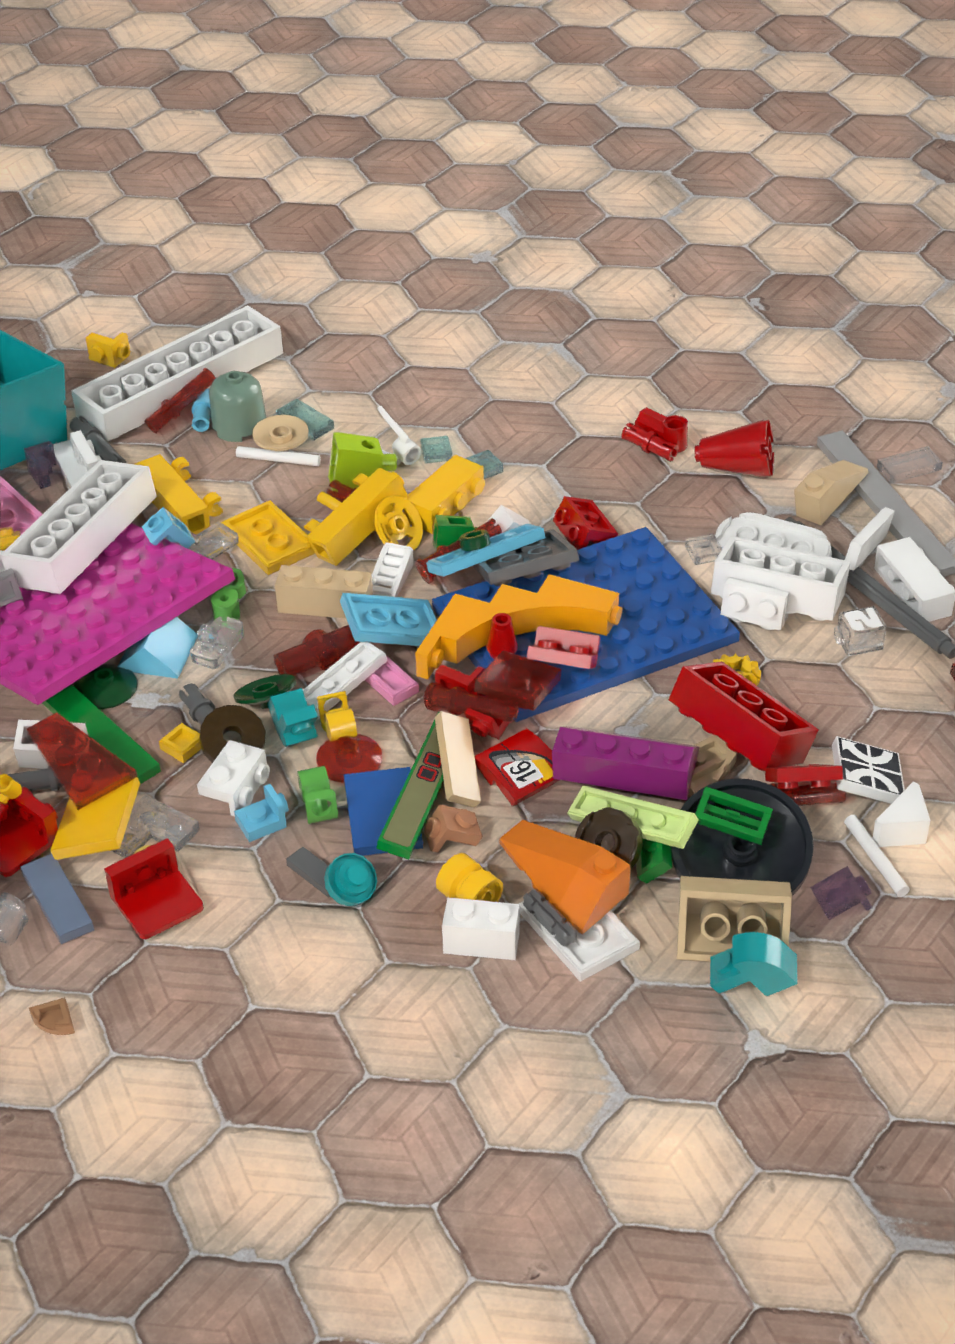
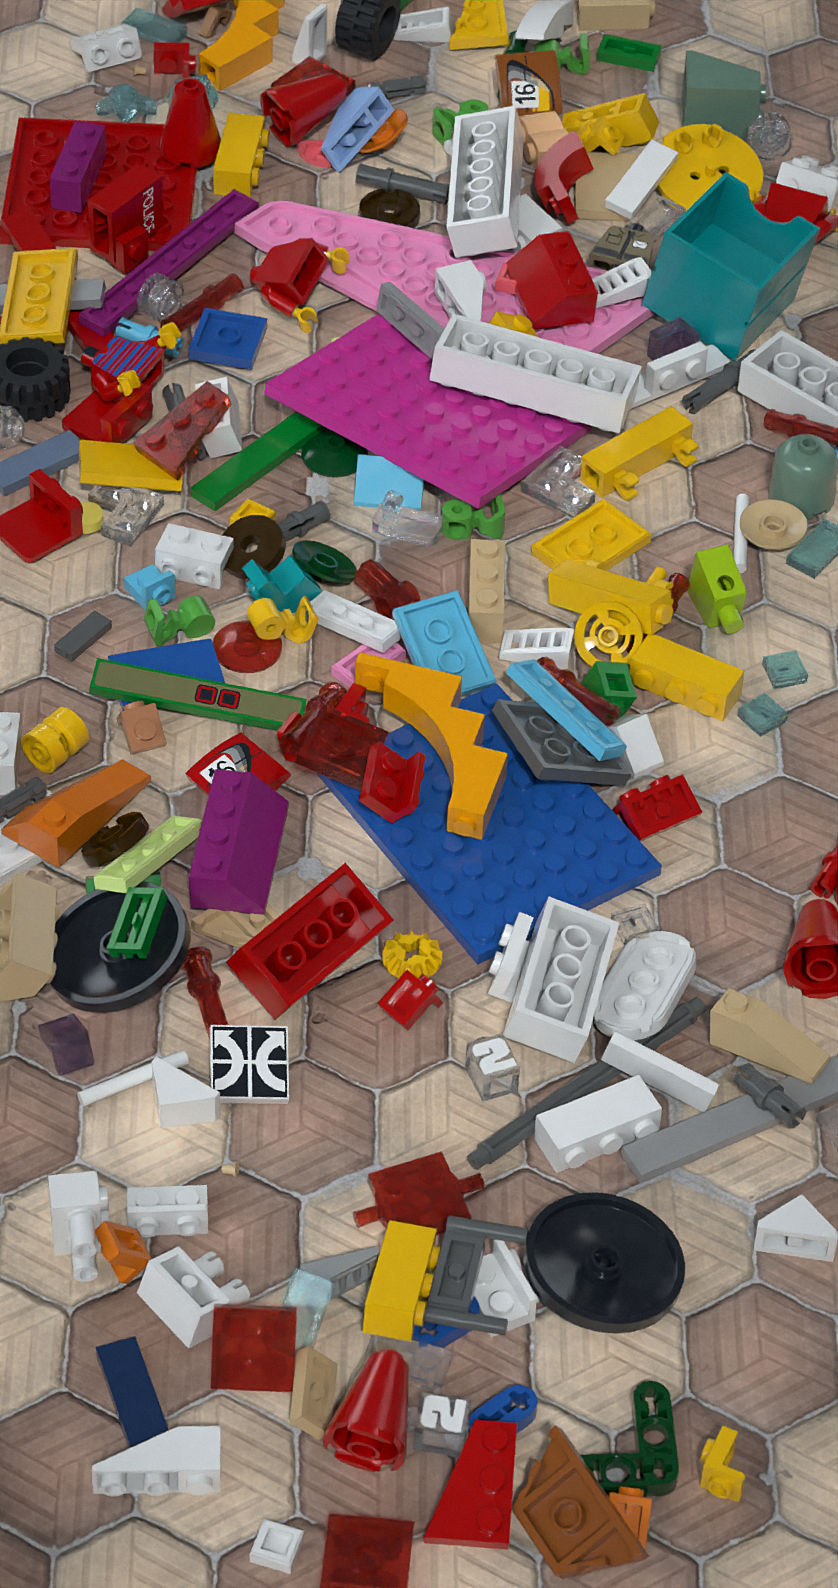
camera: 80 degrees right, 5 degrees up
(166, 525) = (552, 446): medium azure bracket -> none
(350, 879) = (60, 654): teal plate -> none
(403, 446) = (771, 634): white plant -> none
(457, 759) = (231, 717): tile -> none
(474, 540) = (567, 691): dark green tile -> none
(501, 635) = (407, 730): red cone -> none
(789, 776) = (219, 991): red wing -> none
(790, 672) = (410, 998): none -> red bracket
(888, 488) = (770, 1095): none -> dark grey pin

